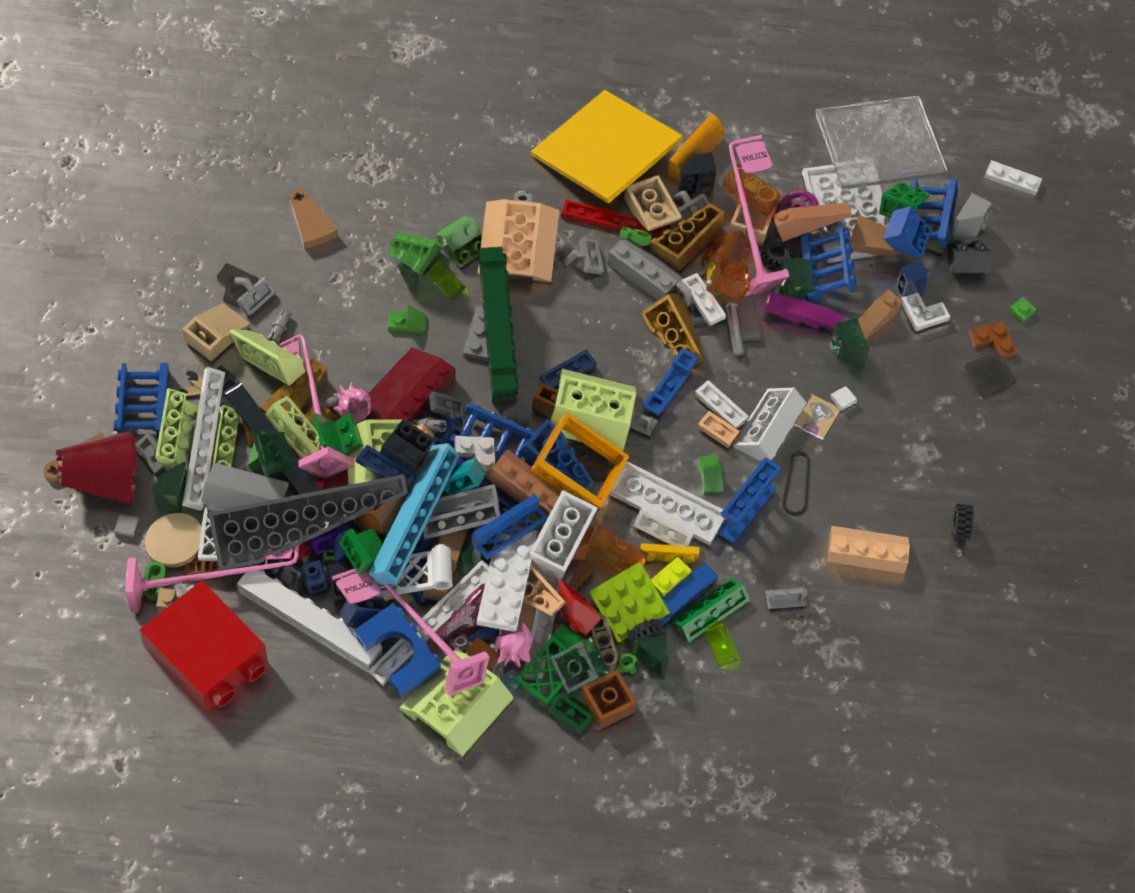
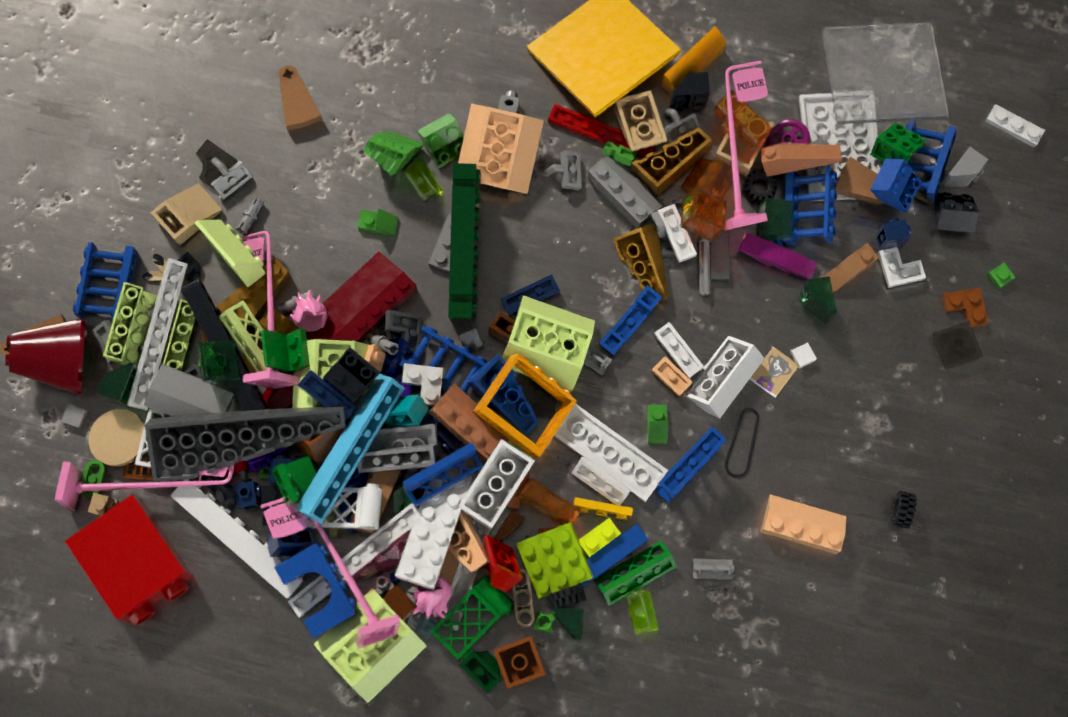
camera: 10 degrees right, 15 degrees up
(579, 665) = (495, 625): clear green slope -> none

